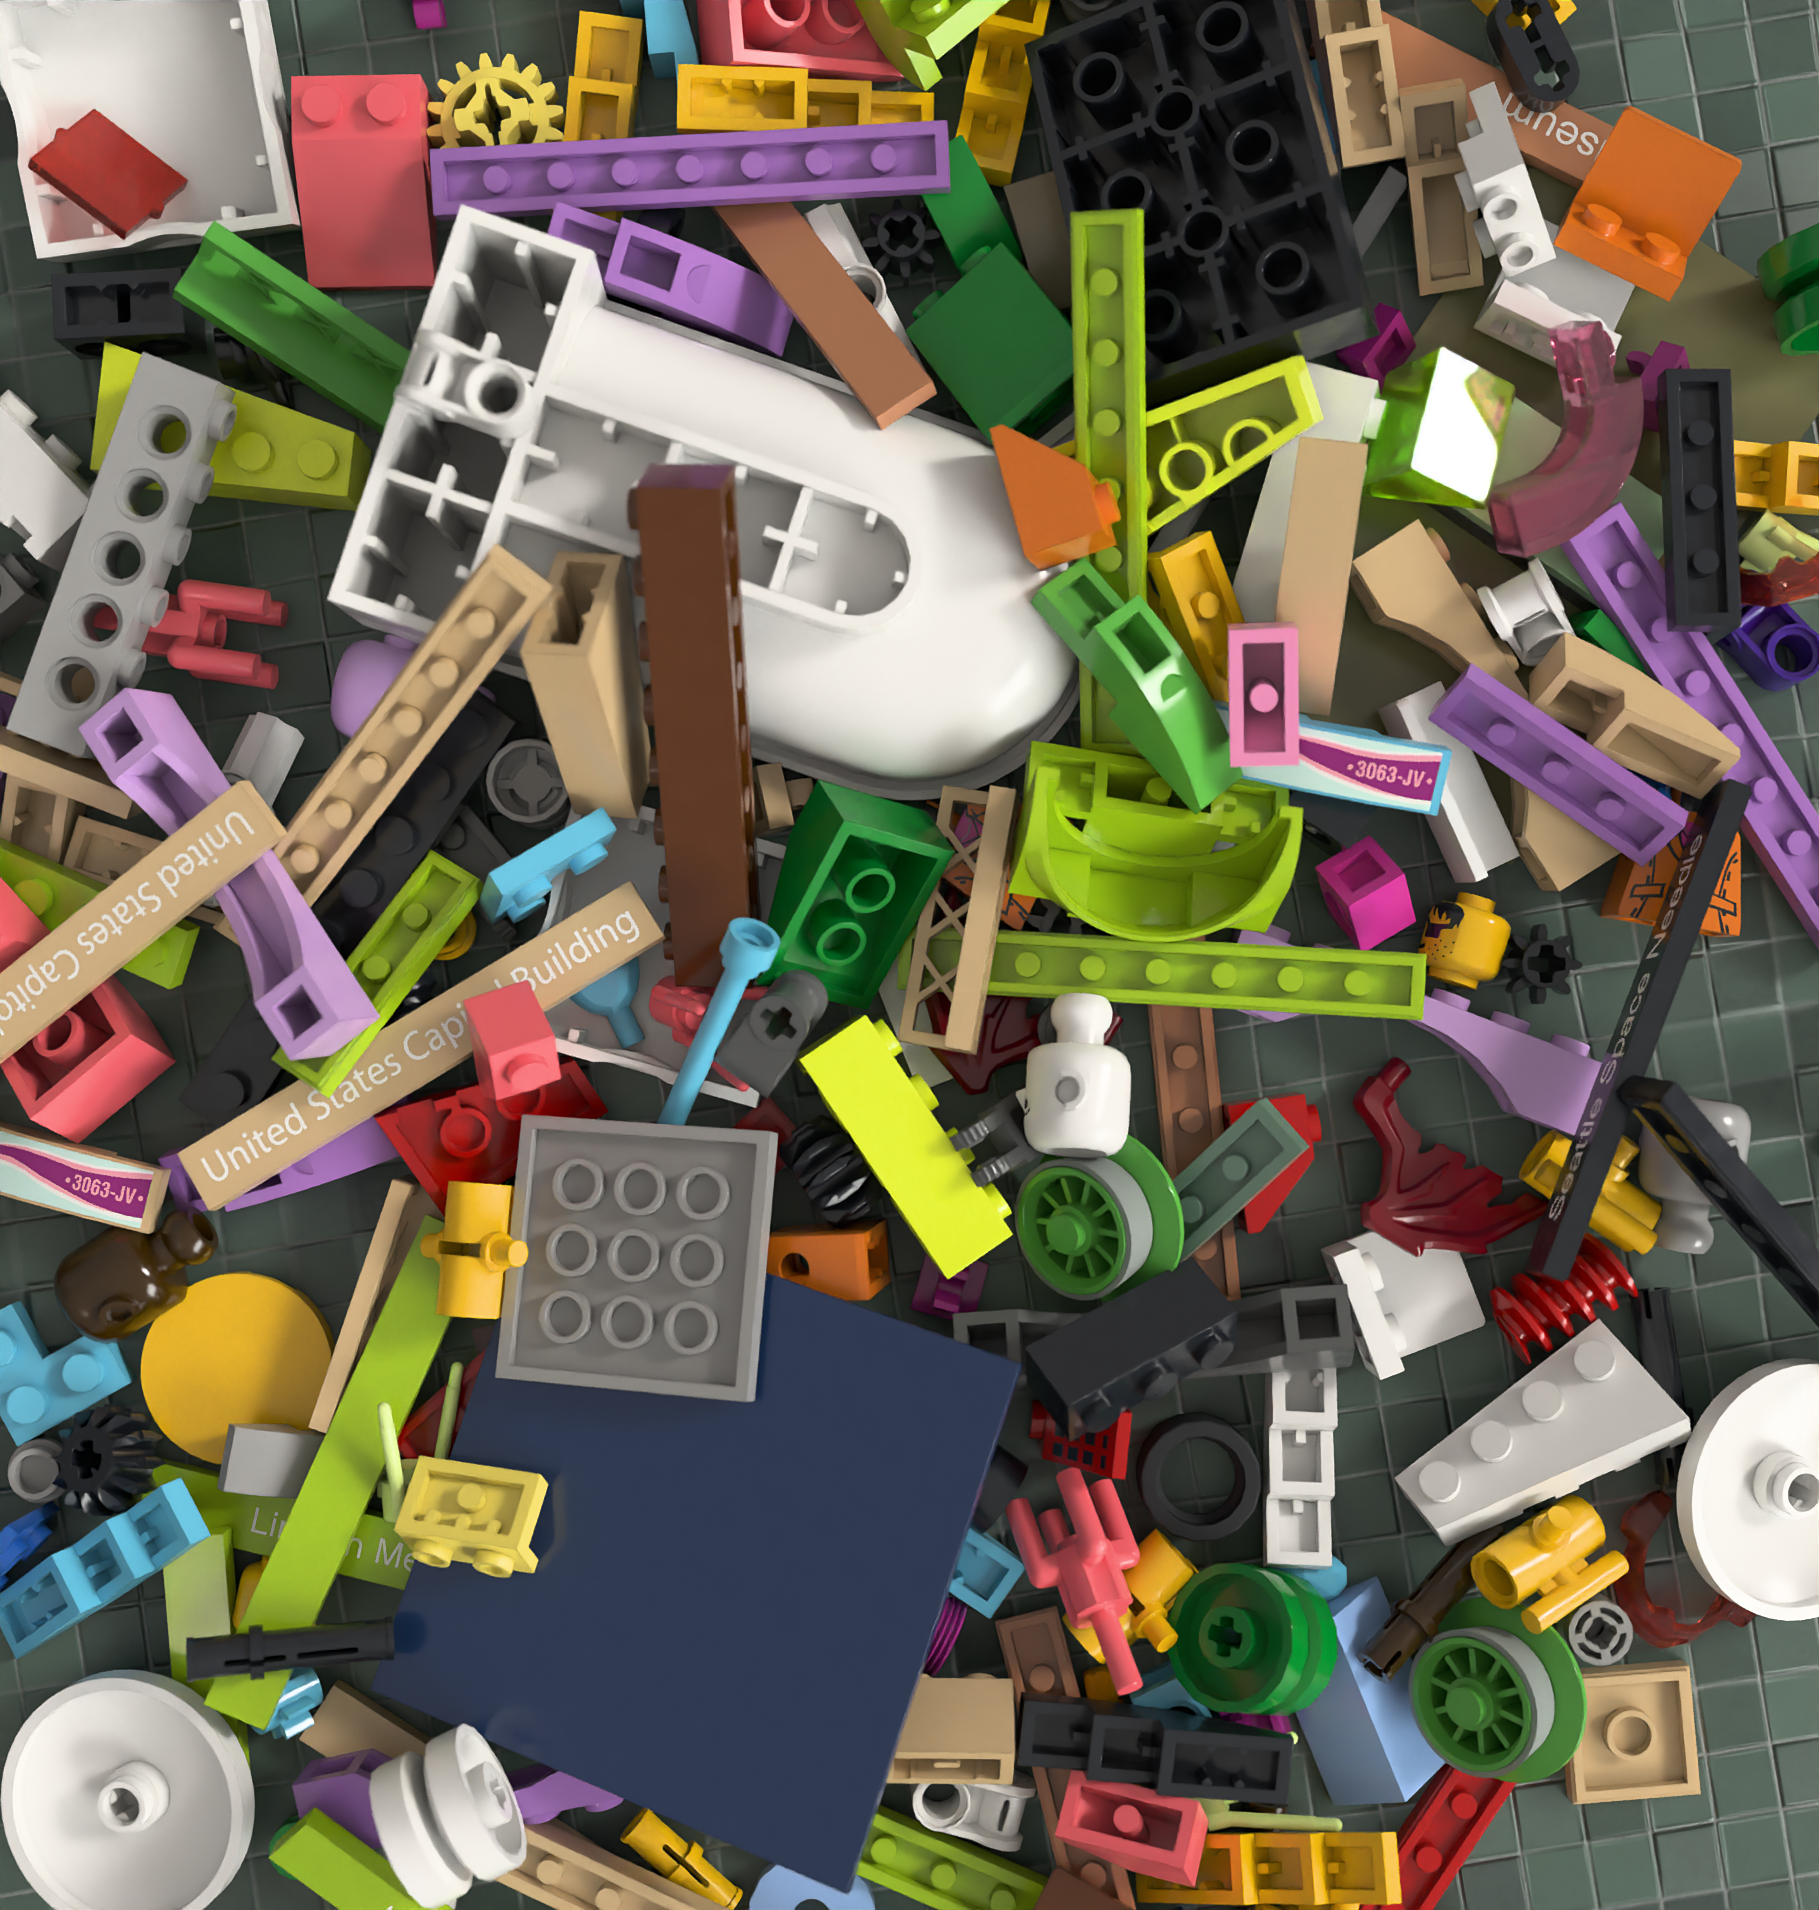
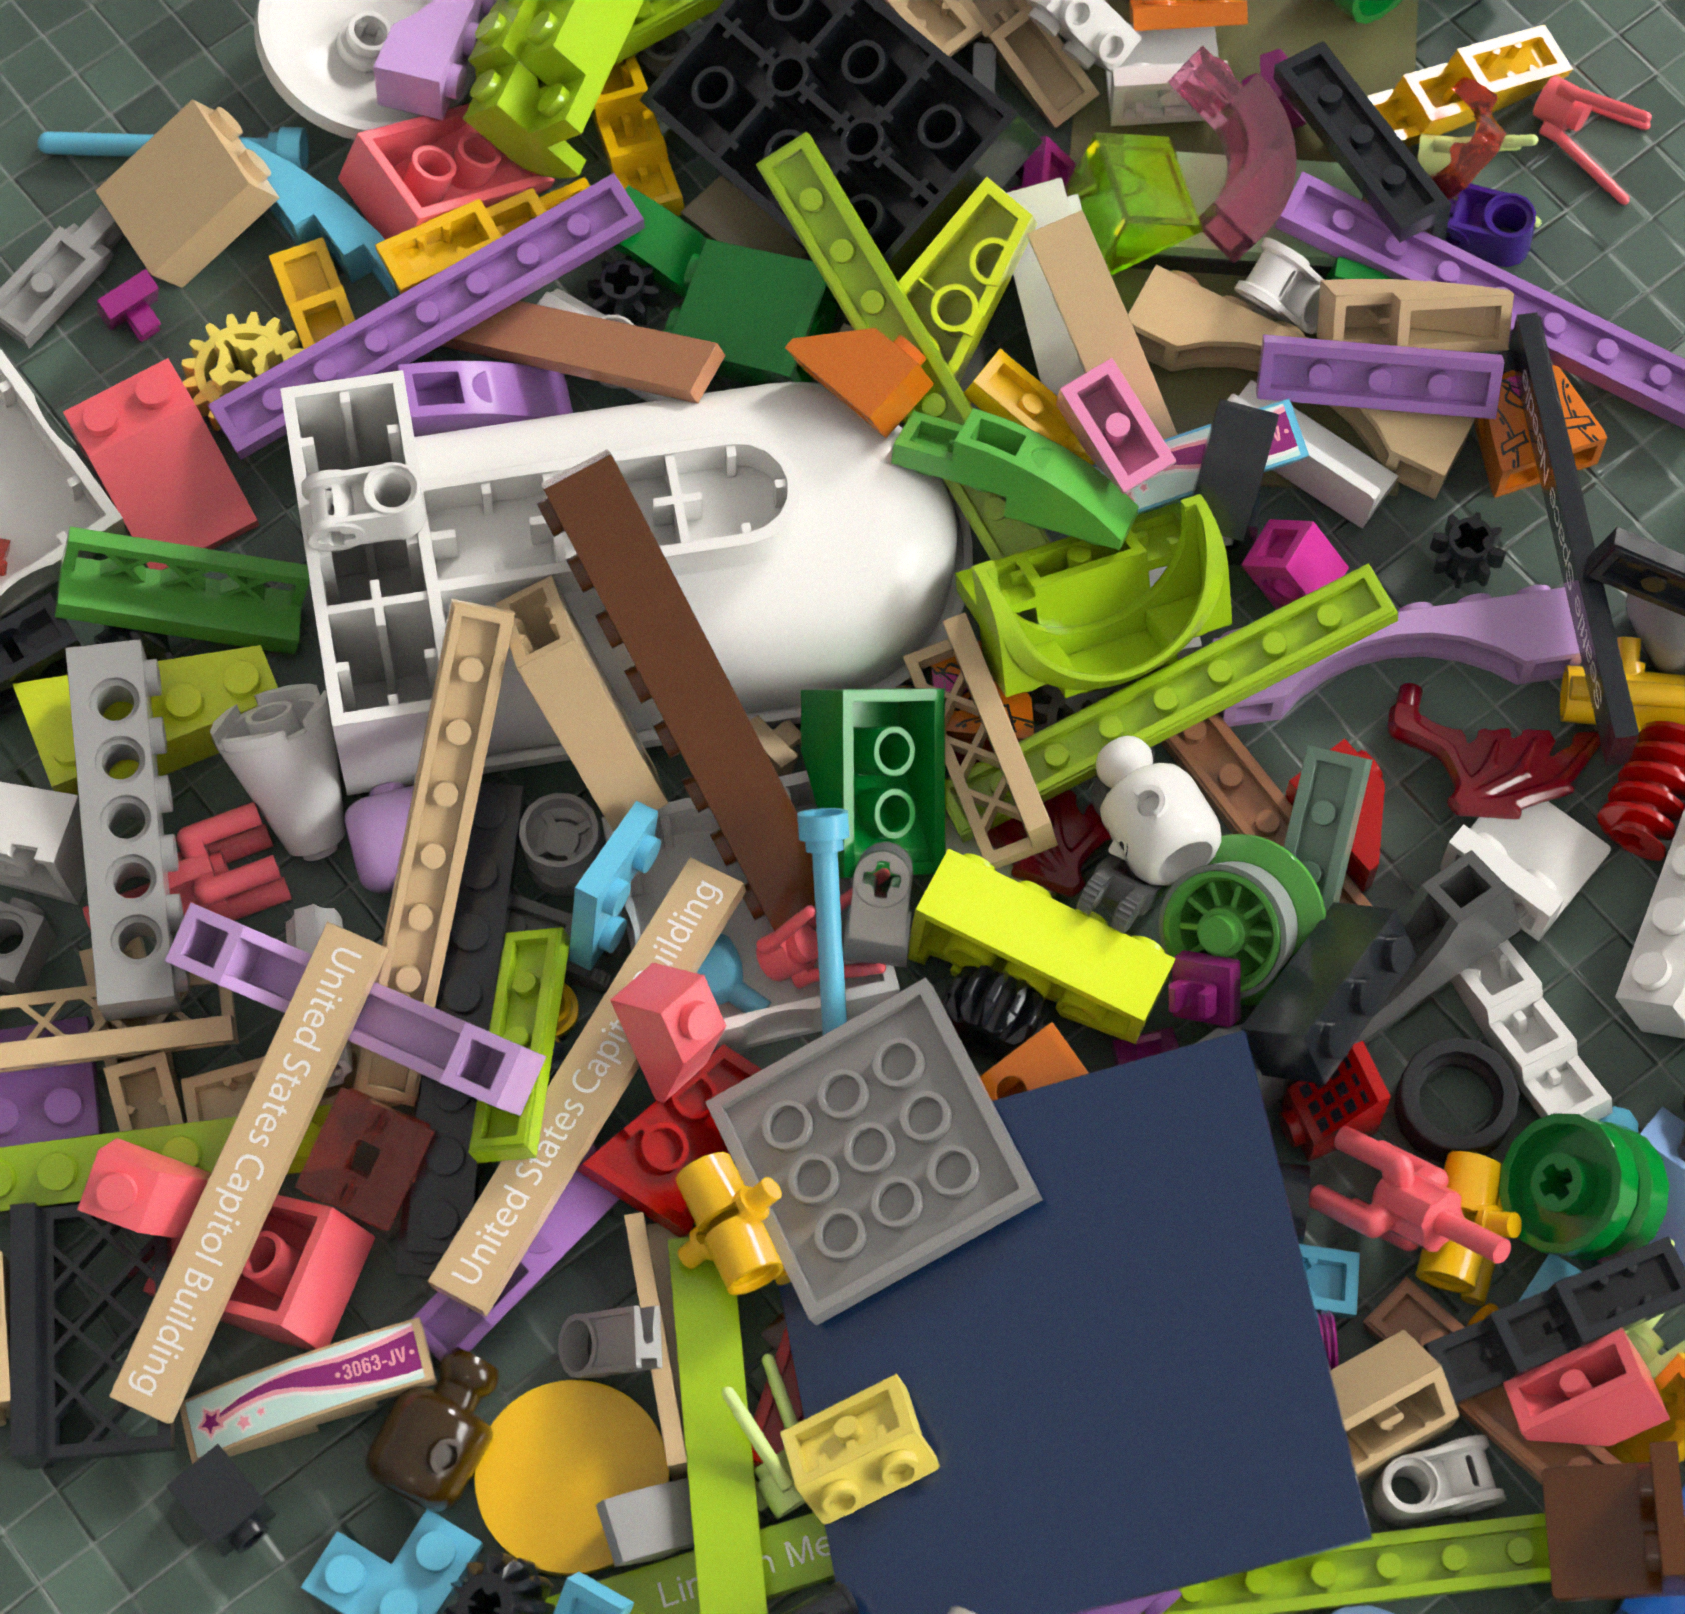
camera: 25 degrees left, 20 degrees down
(149, 1004) = (330, 1161): none -> clear red piece
(297, 554) = (288, 766): none -> white cone
(323, 1284) = (621, 1342): none -> light grey piece
(1028, 1267) = (1206, 988): none -> magenta tile
(1355, 793) = (1234, 464): none -> black slope
(1464, 941) = (1401, 561): yellow head -> none

